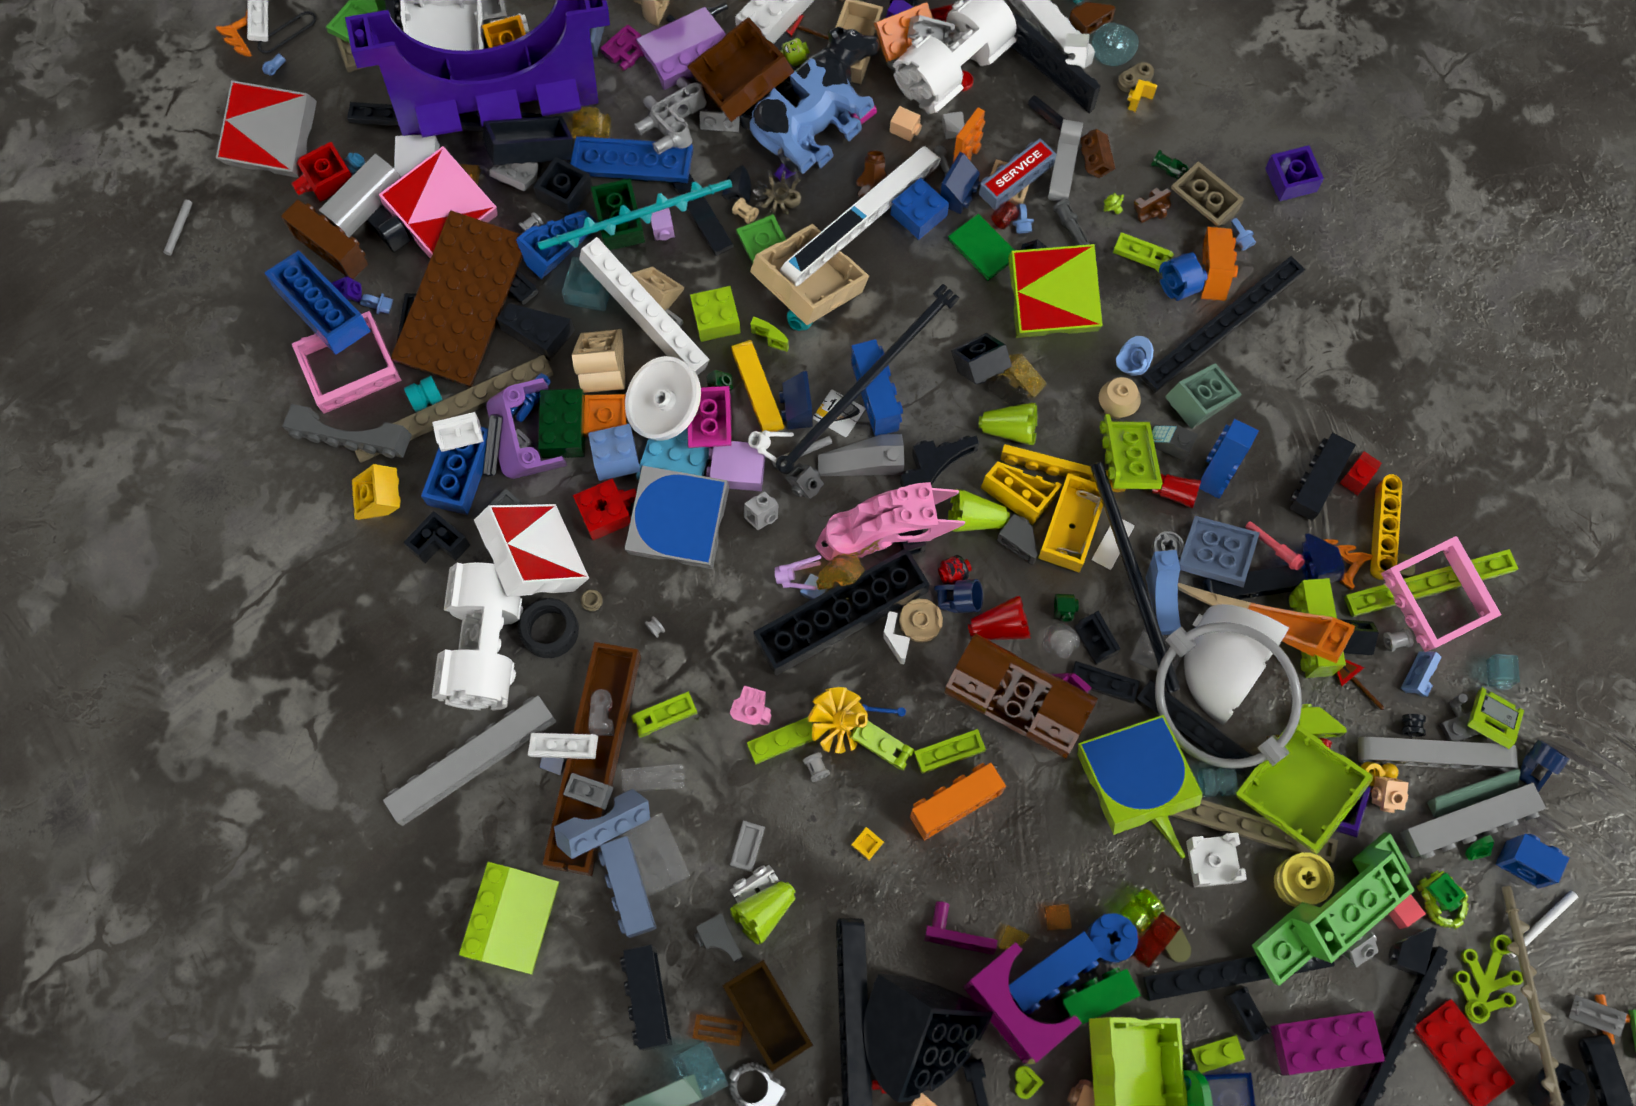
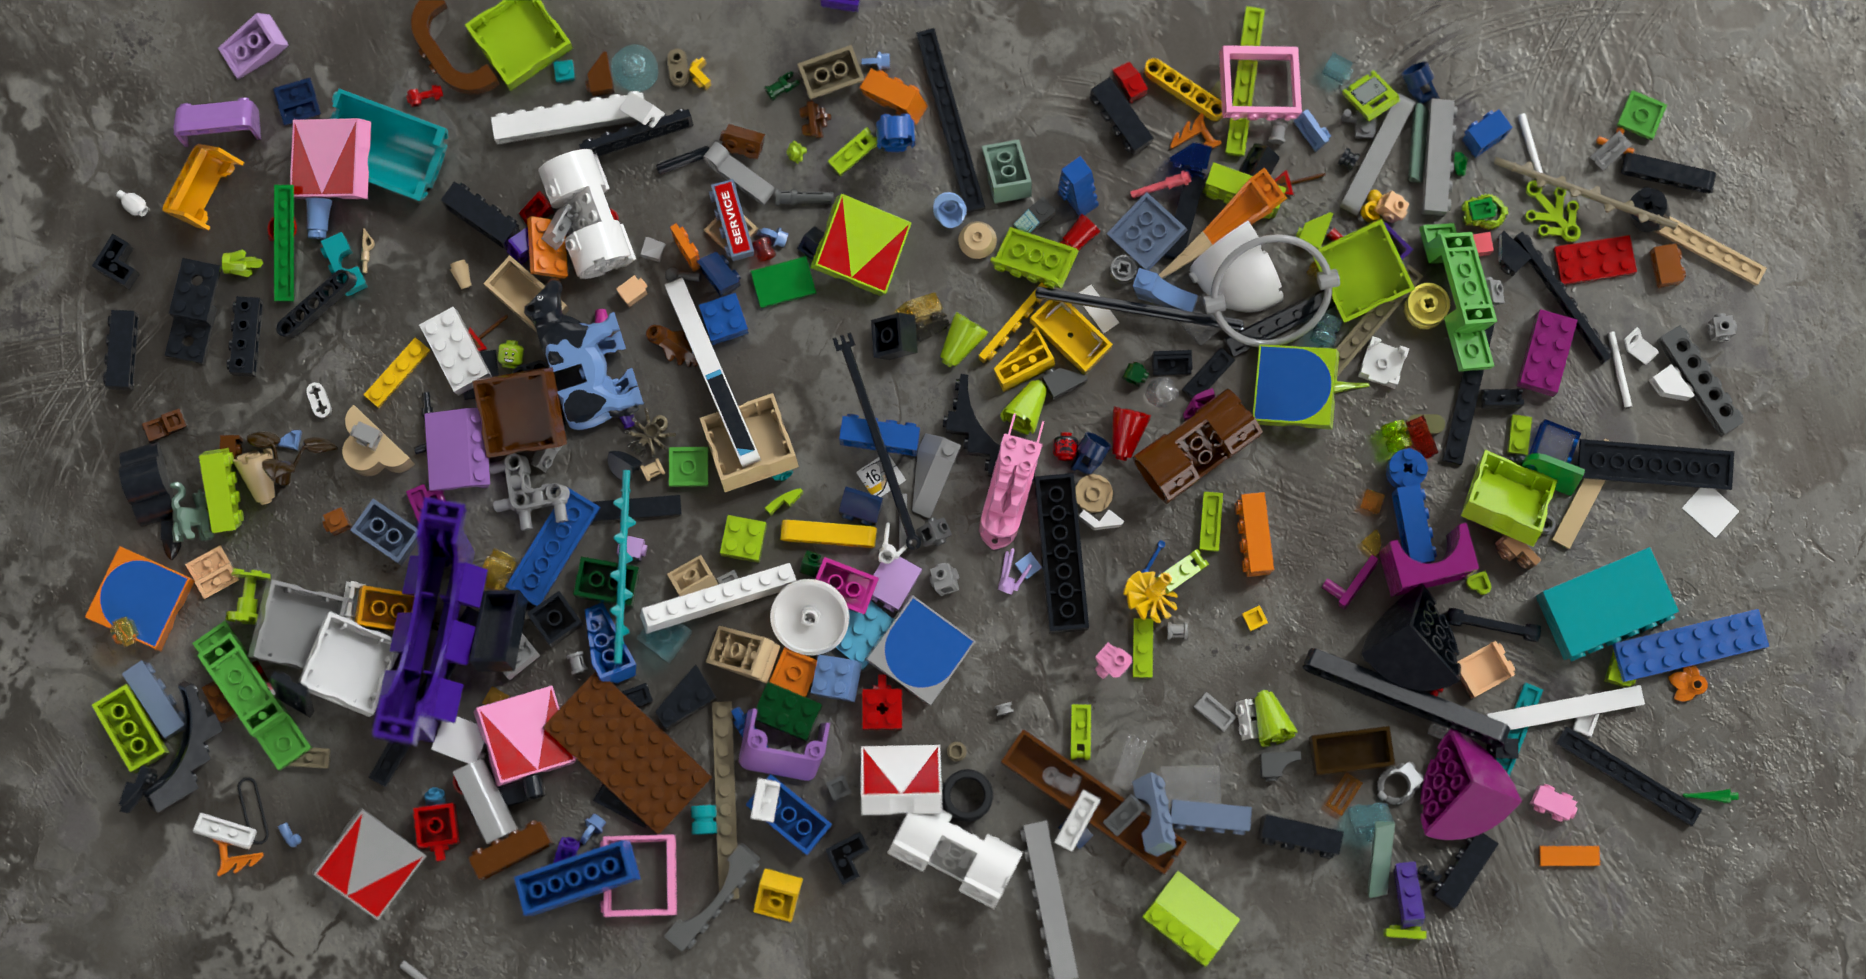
camera: 70 degrees left, 10 degrees up
(492, 445) = (784, 777): black axle -> none
(840, 569) = (1030, 538): clear yellow cylinder -> none
(1099, 996) = (1445, 501): green brick -> none

